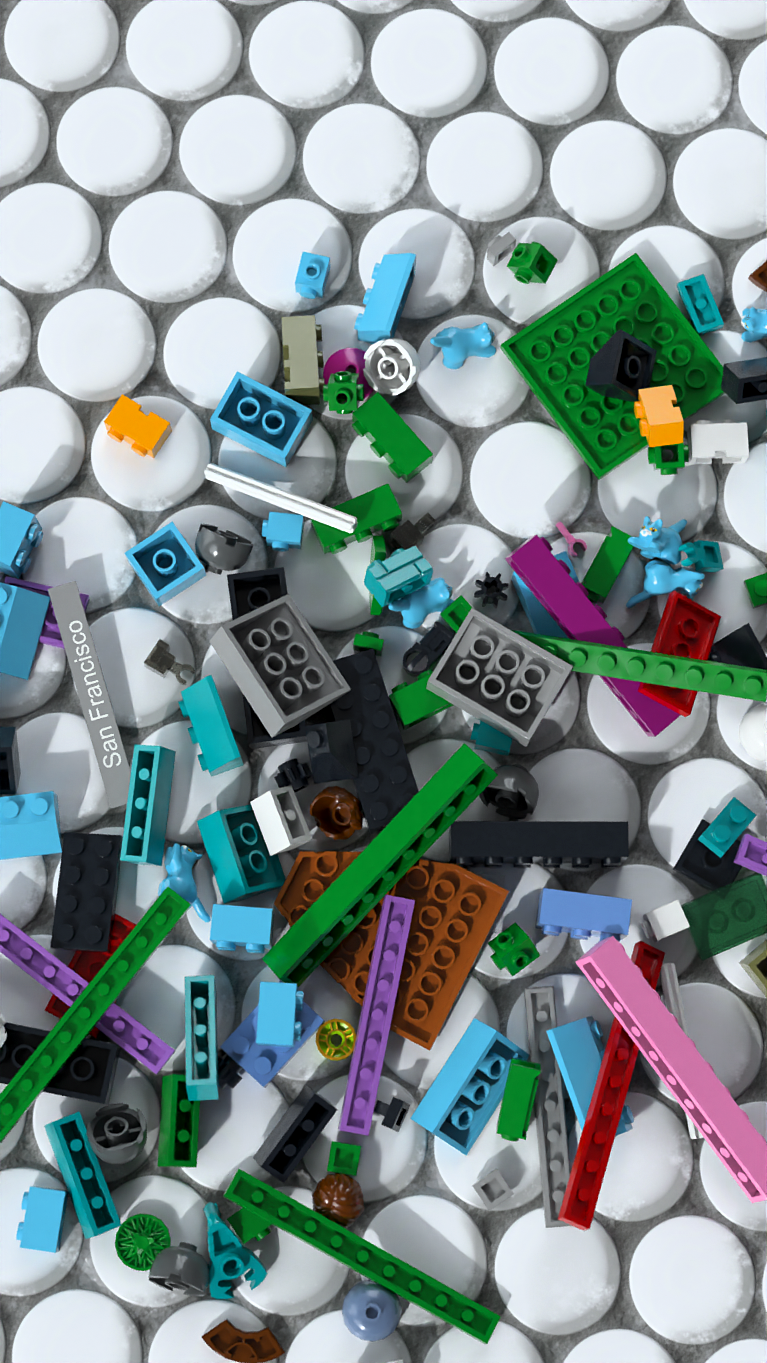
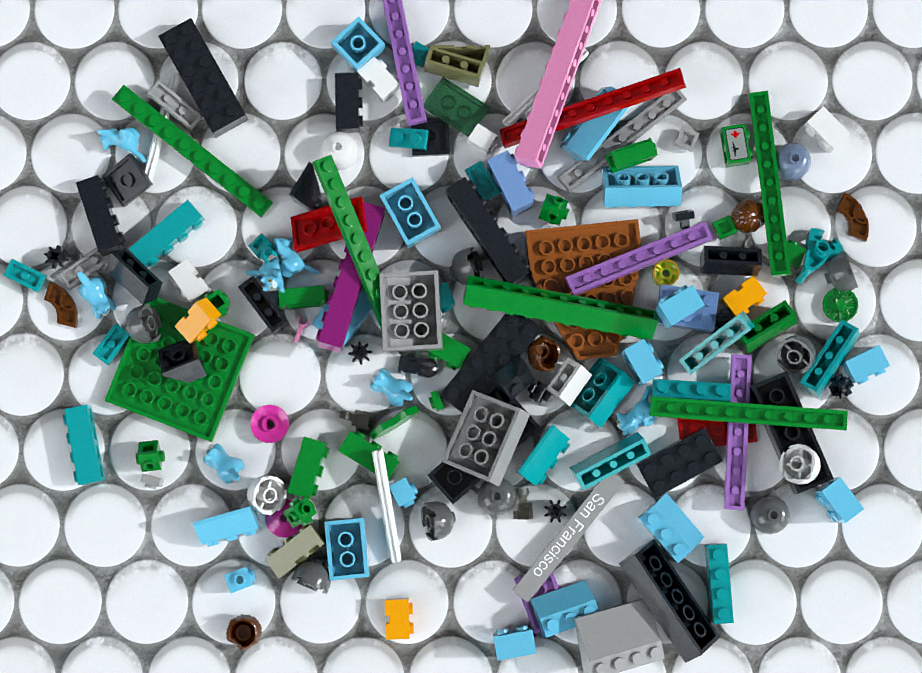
camera: 120 degrees left, 5 degrees up
(38, 1166) = (841, 386): none -> black gear
(129, 692) = (560, 513): none -> black gear
(163, 965) = (691, 390): none -> teal brick
(165, 564) = (468, 545): medium azure brick -> none
(193, 639) = (497, 499): none -> dark grey cylinder
(235, 1120) = (750, 293): none -> light orange brick
(248, 241) = (244, 631): none -> reddish brown hair
(257, 358) = (313, 575): none -> dark grey cylinder
(398, 575) = (389, 407): teal brick -> none
(442, 1249) = (735, 145): none -> brick
(456, 613) = (386, 361): green plate -> none
(481, 414) = (262, 417): none -> dark pink dish
(597, 198) = (84, 445): none -> teal brick
(611, 883) = (482, 181): none -> teal plate
(627, 509) = (263, 305): none -> black brick
(628, 764) = (410, 212): none -> medium azure brick
(698, 351) = (143, 324): none -> dark grey cylinder

